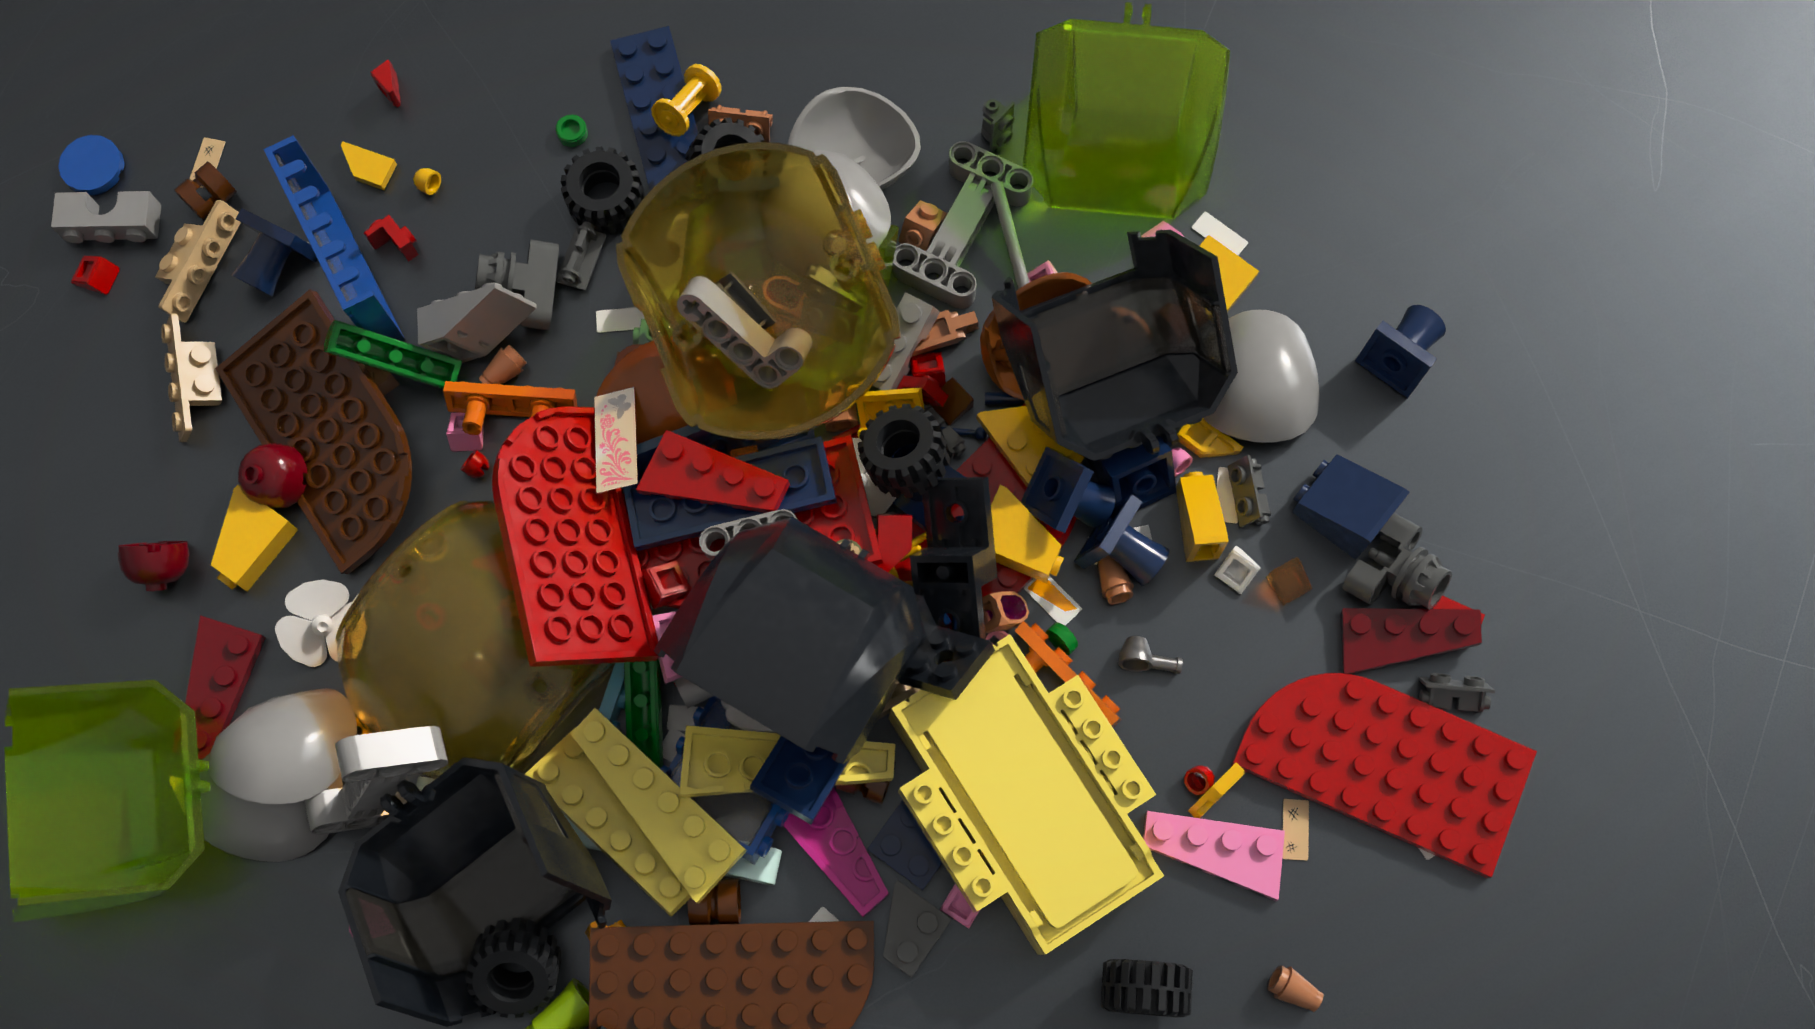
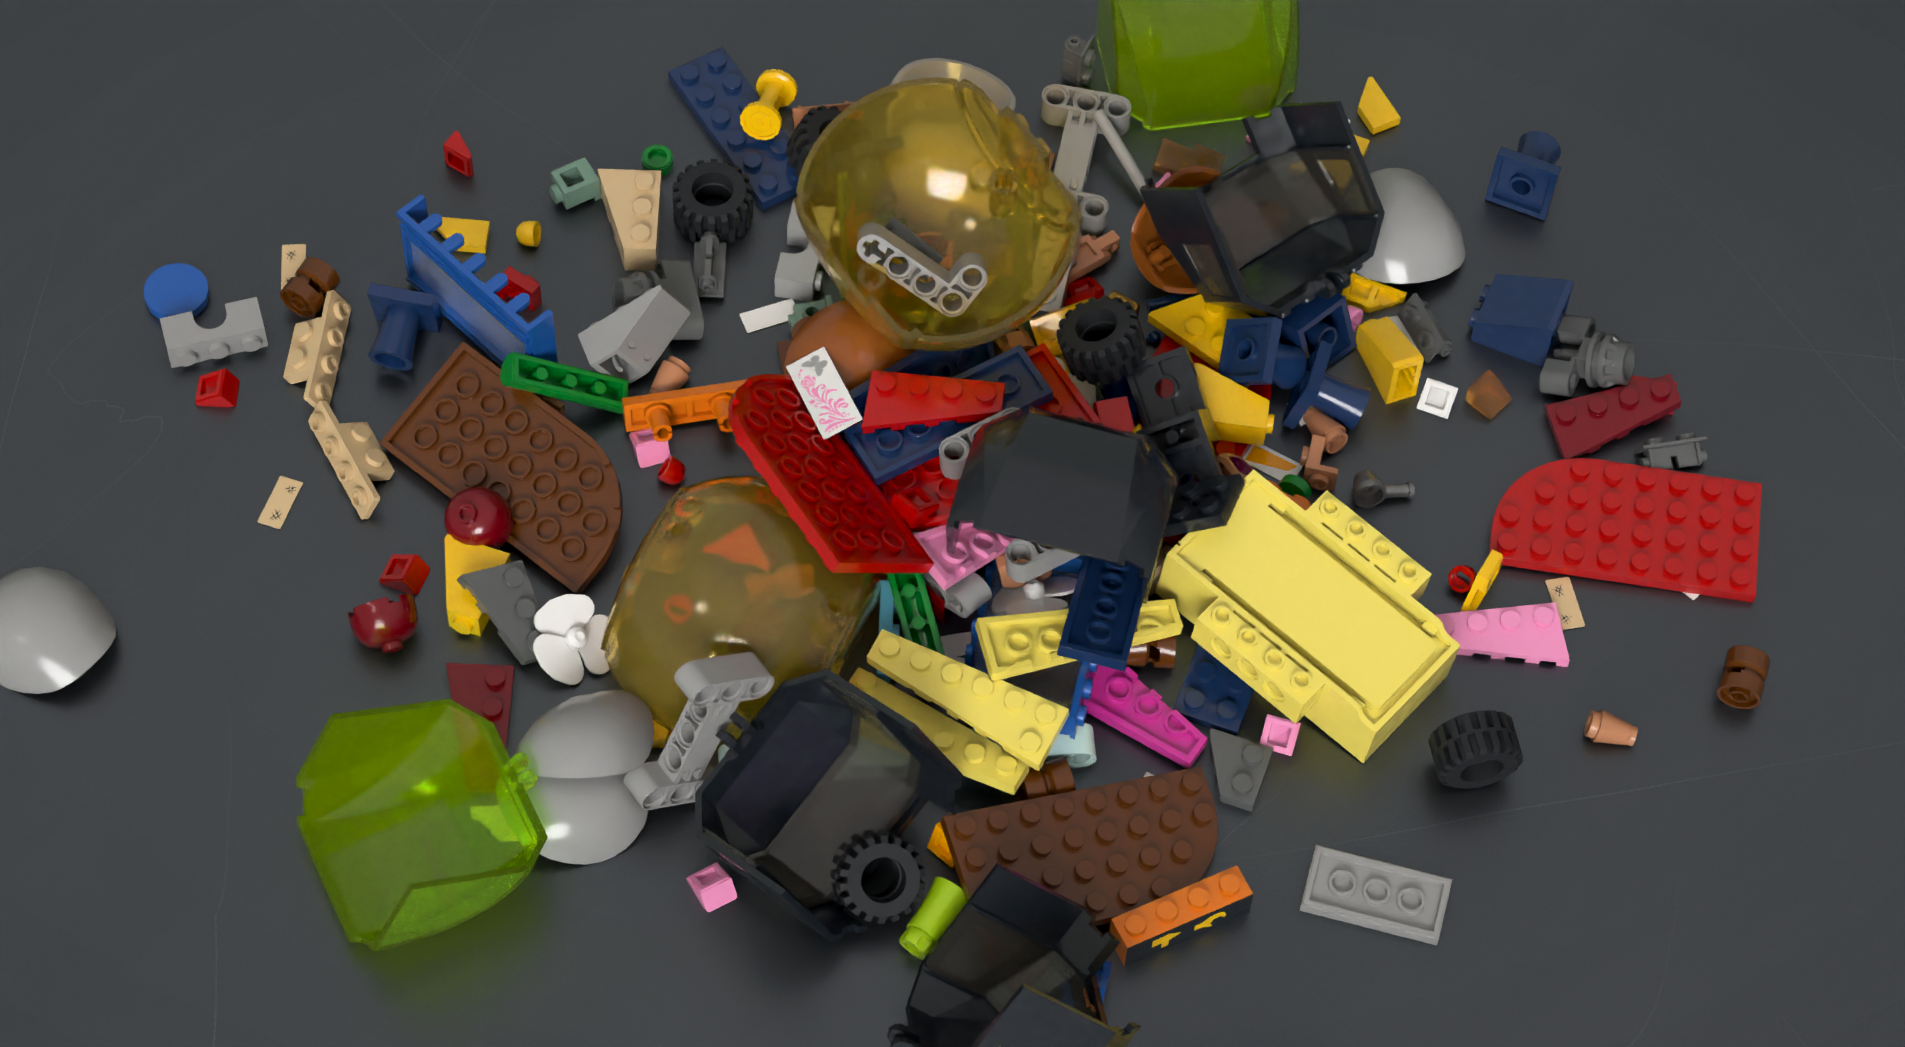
camera: 20 degrees left, 15 degrees down
(113, 404) = (280, 502): none -> tan sticker
(198, 509) = (405, 573): none -> red slope
(268, 572) = (509, 602): none -> dark grey wing
(482, 140) = (574, 184): none -> sand green brick
(527, 186) = (634, 212): none -> tan wedge
(1074, 253) = (1175, 157): none -> clear orange slope
(1090, 608) = (1316, 475): none -> nougat bracket
(1276, 237) = (1376, 109): none -> yellow tile
(1460, 964) = (1743, 677): none -> reddish brown wheel

